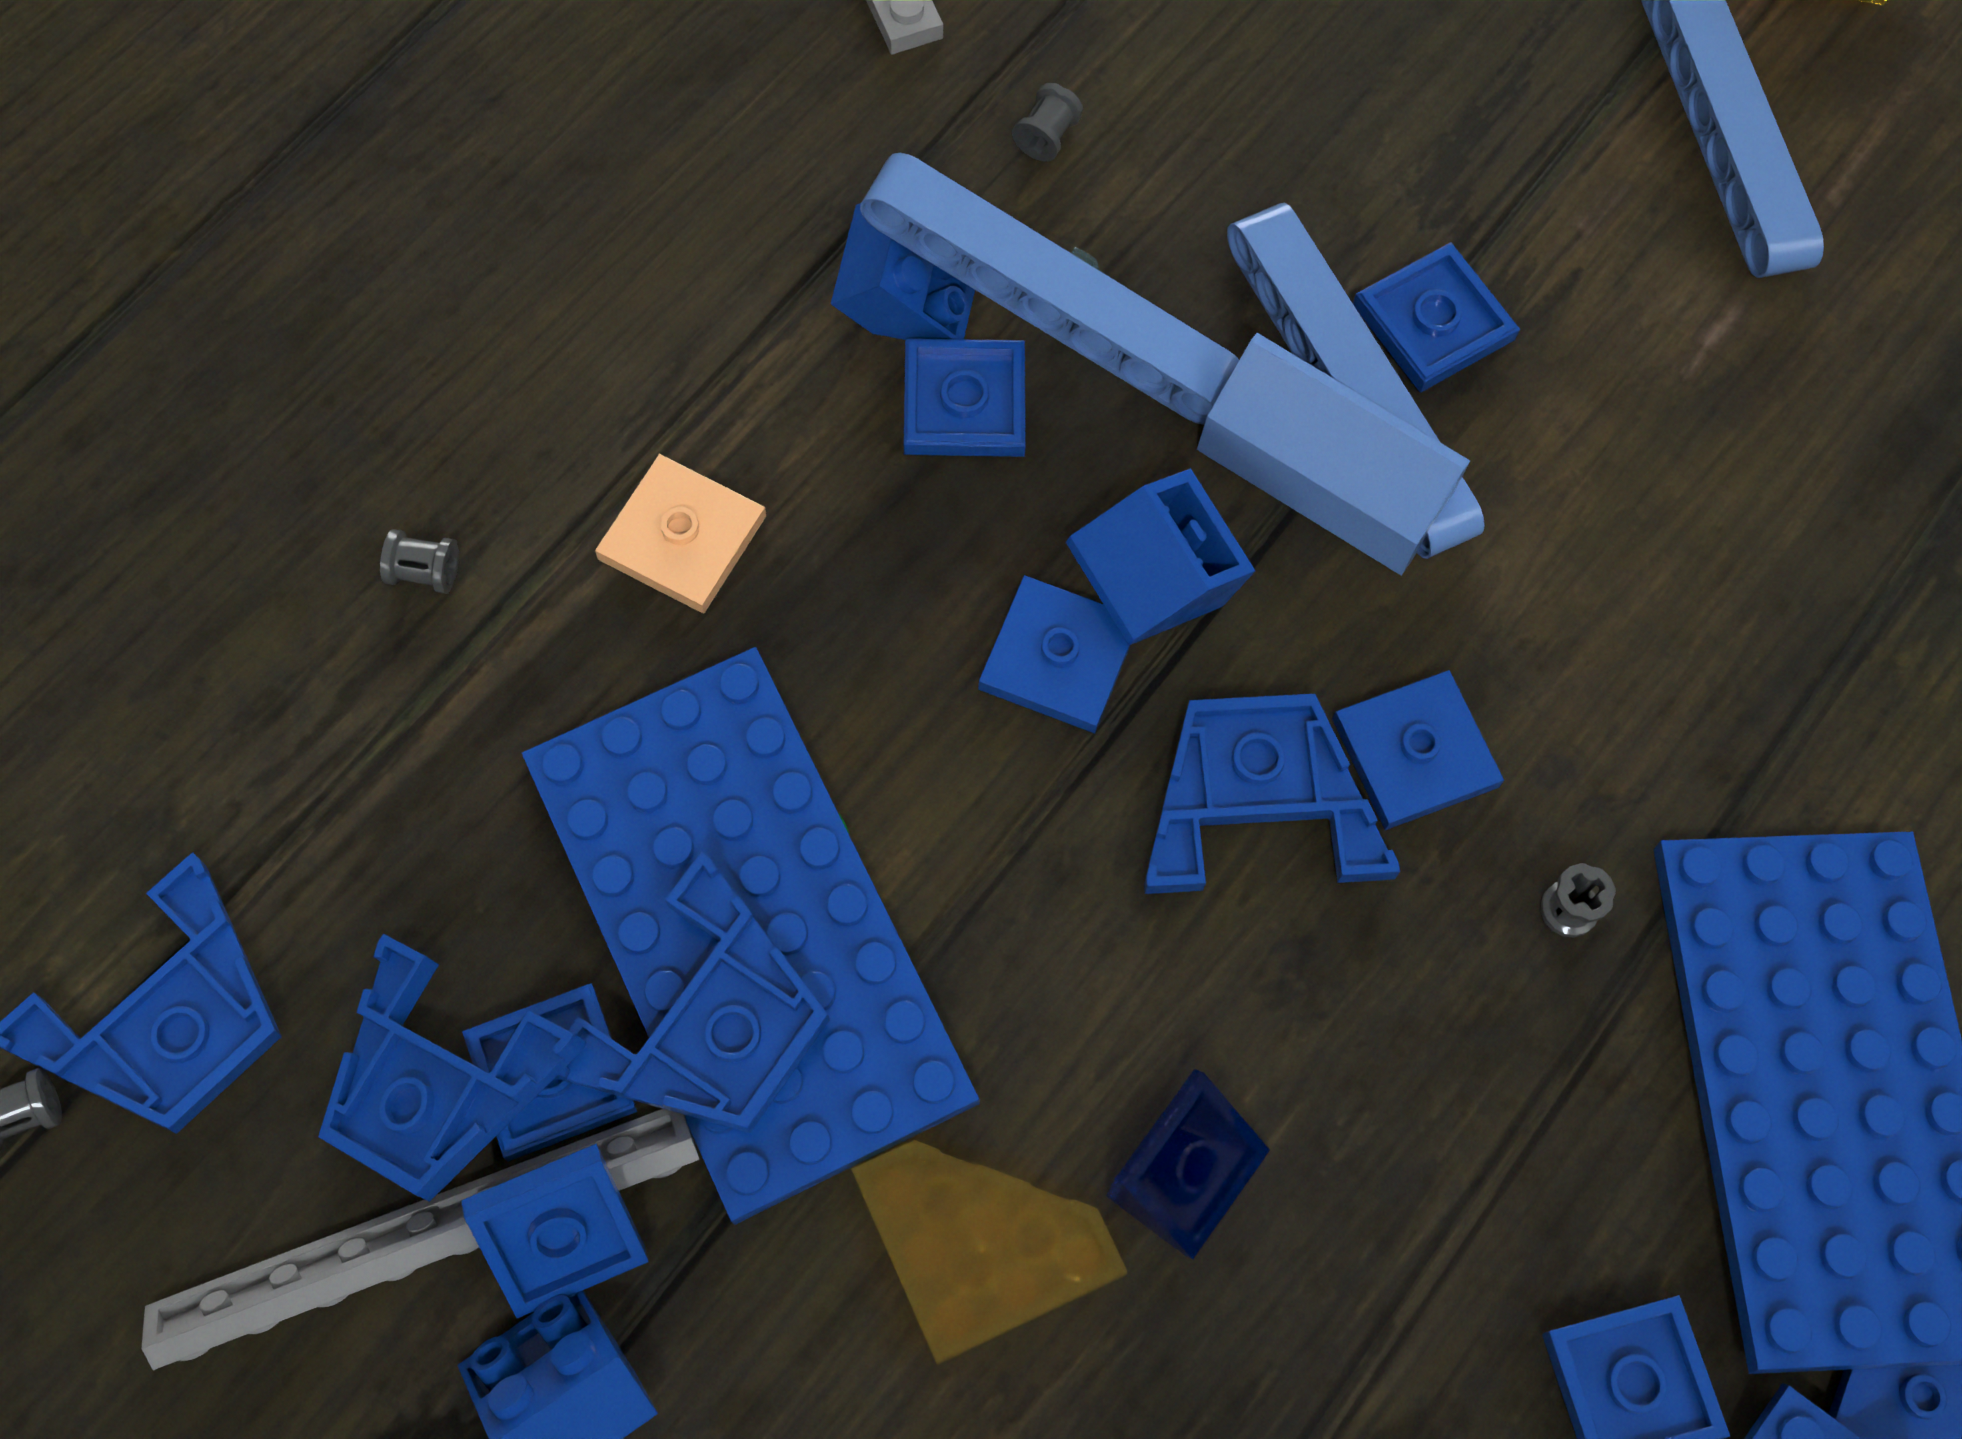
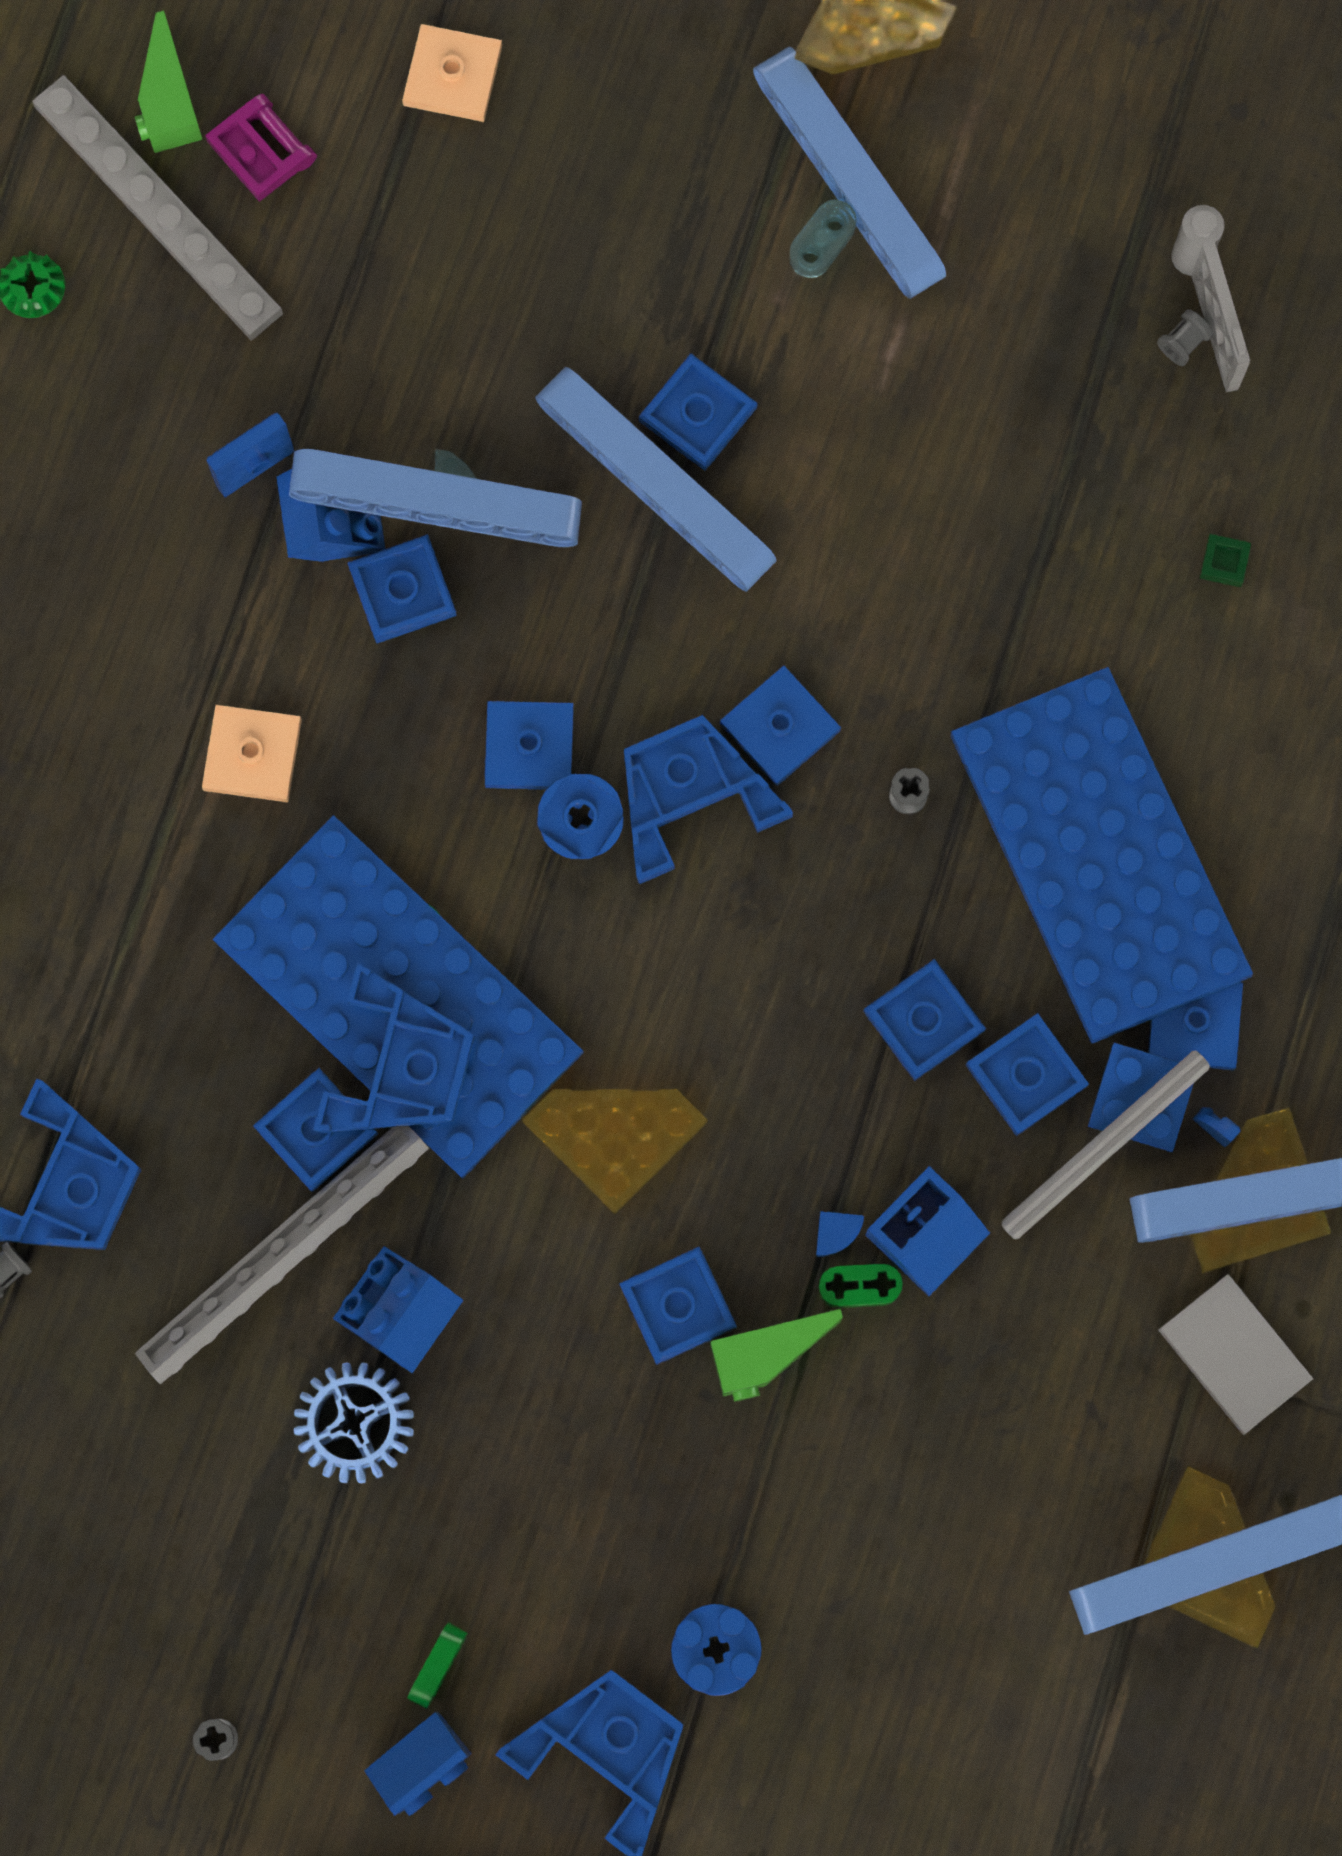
camera: 15 degrees left, 10 degrees up
(418, 1107) = (247, 1179): blue wing -> none
(419, 561) = (91, 837): dark grey bush -> none
(555, 1230) = (362, 1220): blue plate -> none
(829, 161) = (250, 454): none -> blue plate
(1047, 122) = (382, 360): dark grey bush -> none
(1101, 732) = (604, 811): none -> blue plate
(1161, 557) = (572, 660): blue slope -> none
(1189, 1166) = (723, 1044): clear blue slope -> none
(1330, 453) = (658, 547): medium blue slope -> none
(1501, 1242) = (924, 1020): none -> blue plate
(1661, 169) = (821, 240): none -> clear light blue plate

